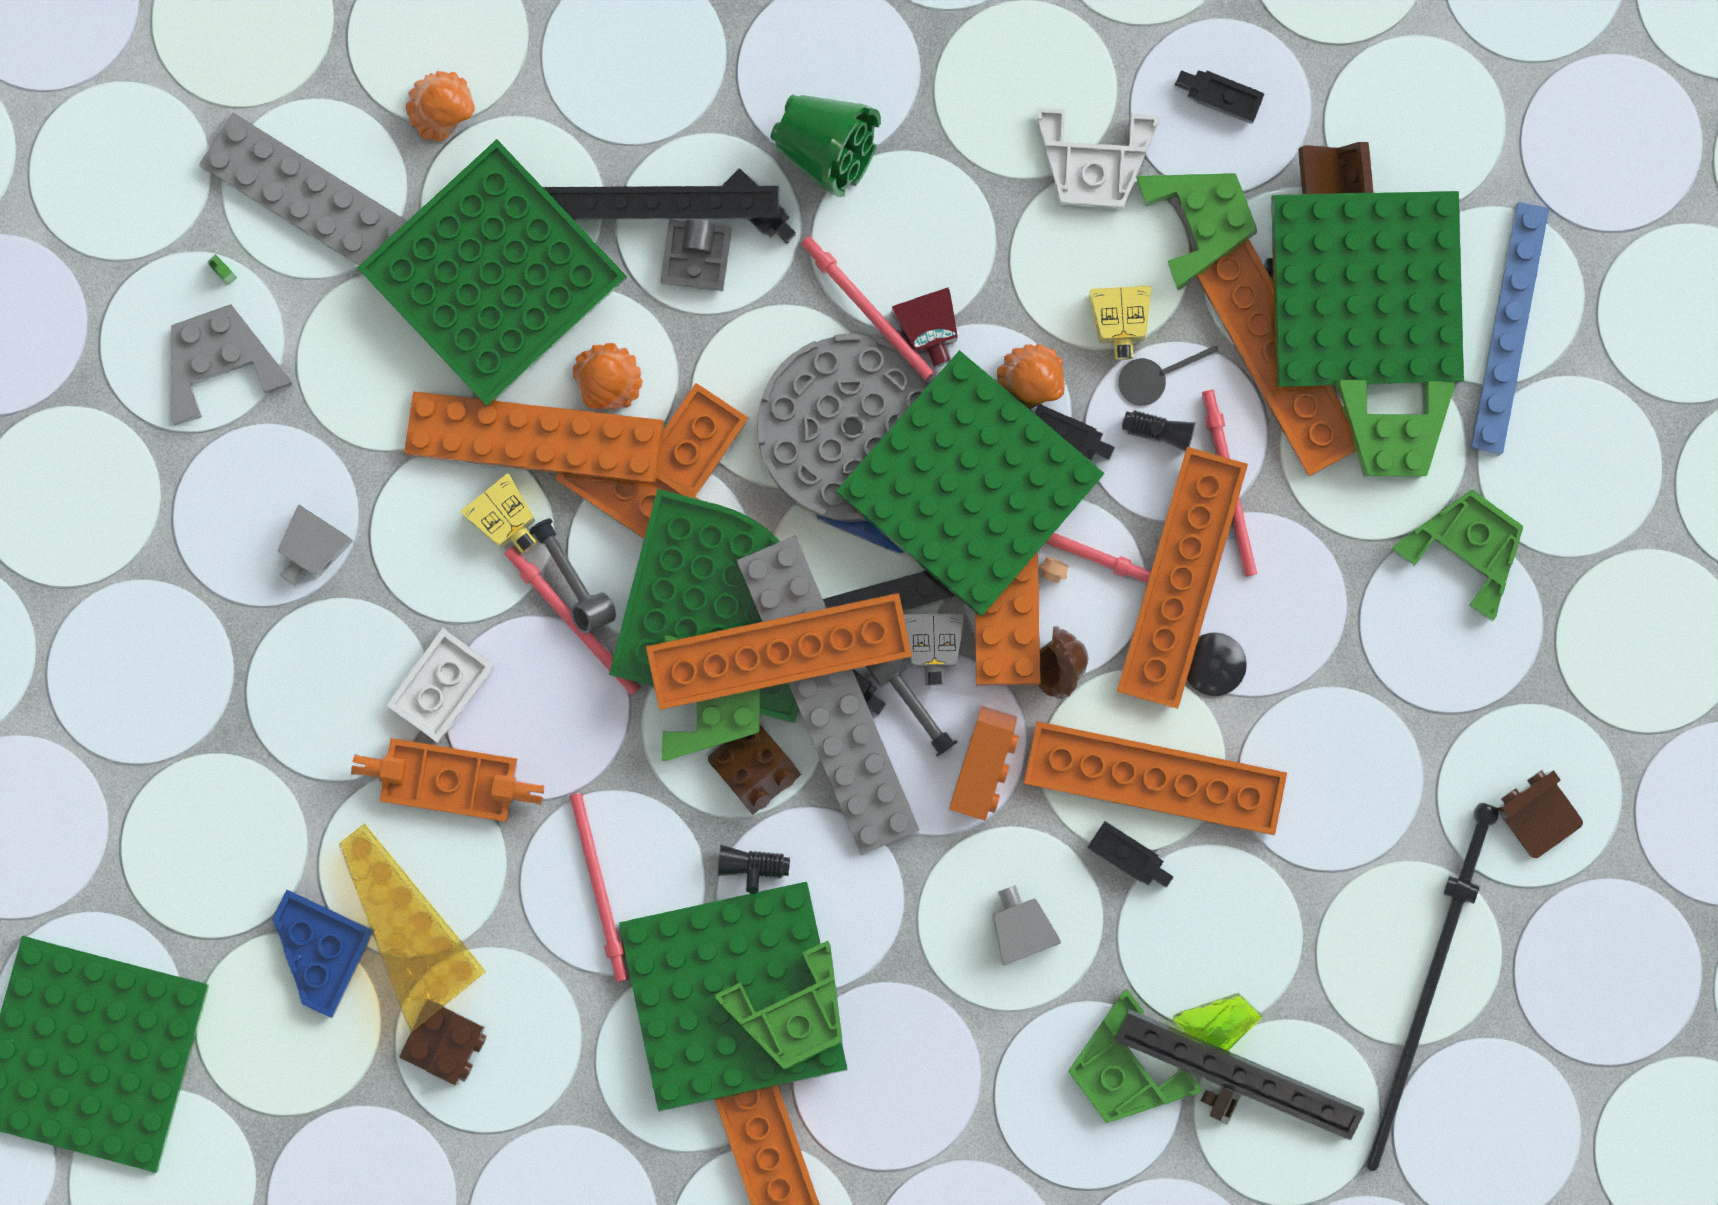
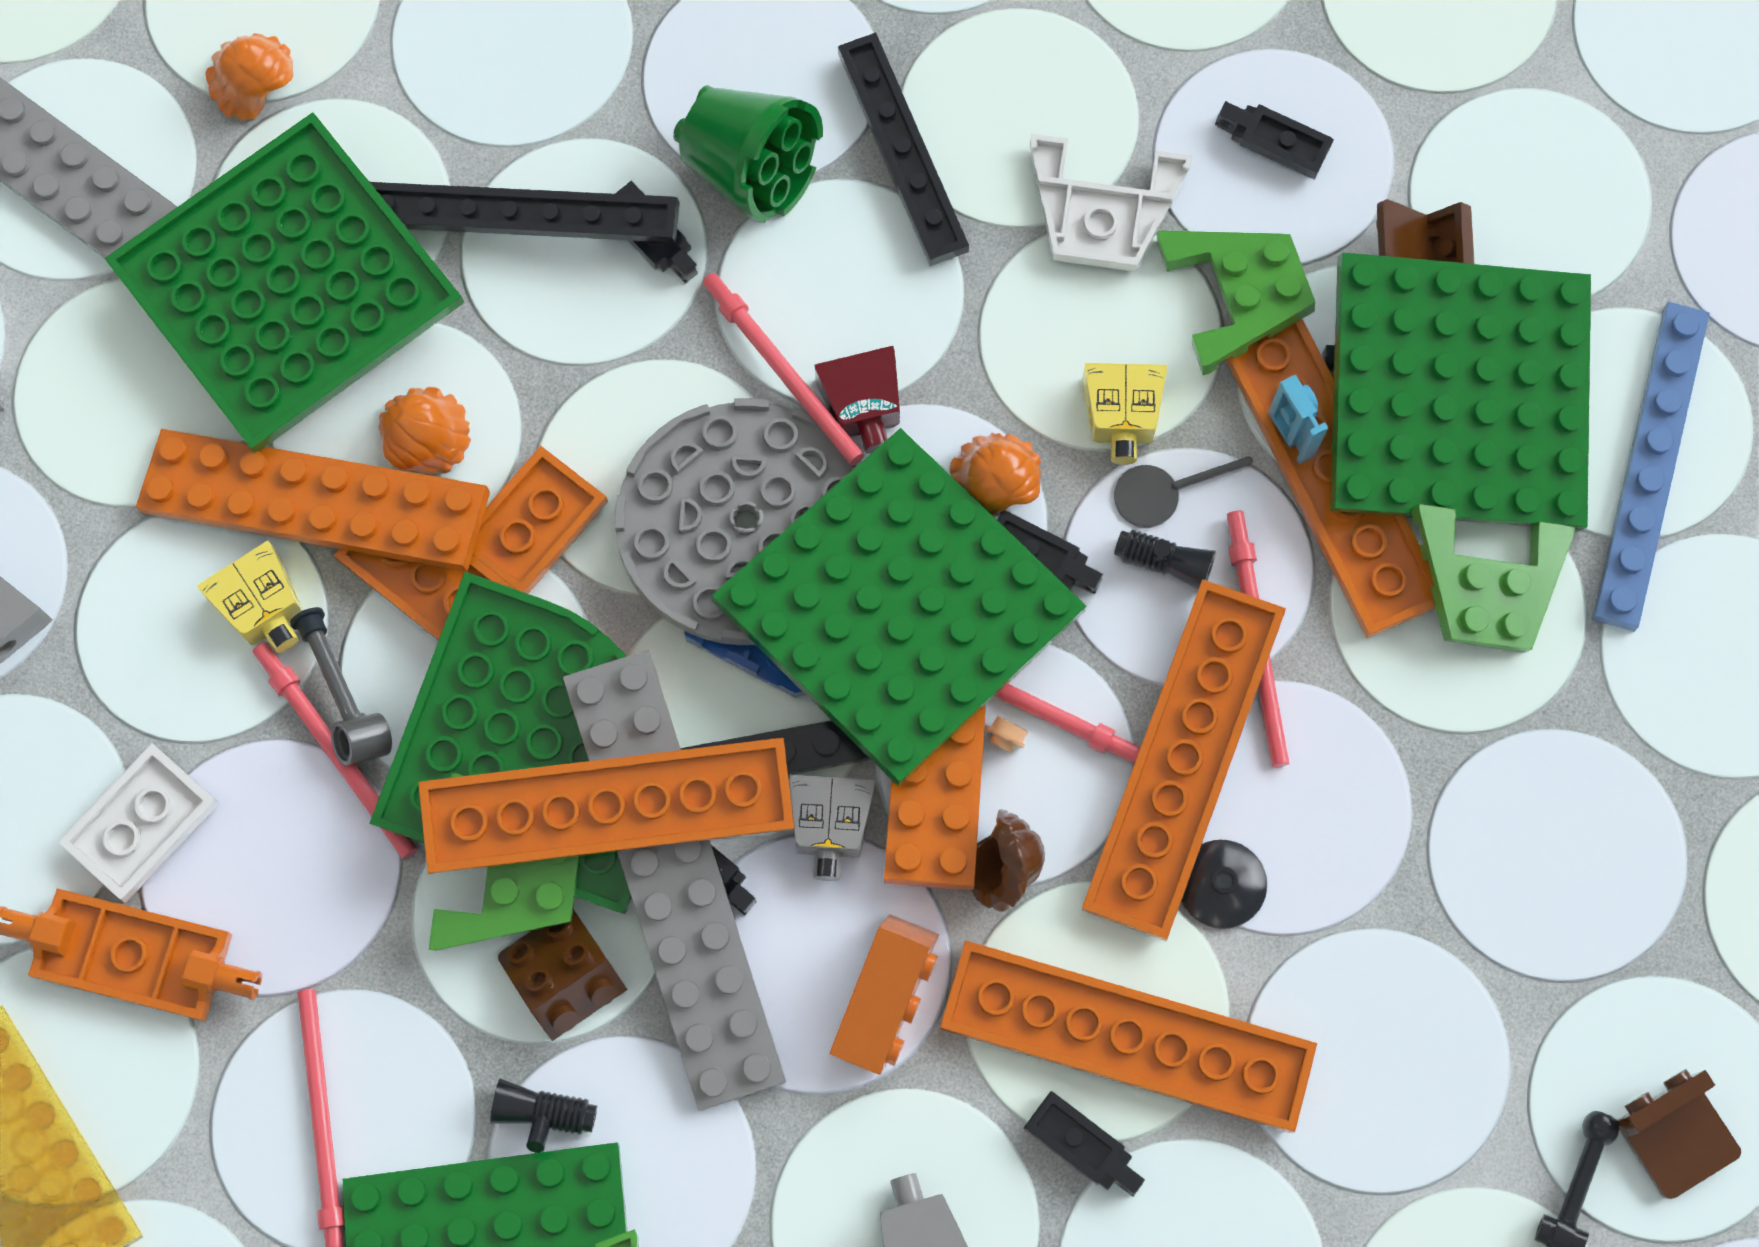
camera: 10 degrees right, 10 degrees down
(696, 254) = (561, 283): flat silver plate -> none
(891, 672) = (764, 853): dark grey piece -> none
(941, 125) = (903, 149): none -> black plate
(1246, 319) = (1294, 416): none -> medium azure plate
(1478, 536) = (1600, 736): bright green wing -> none

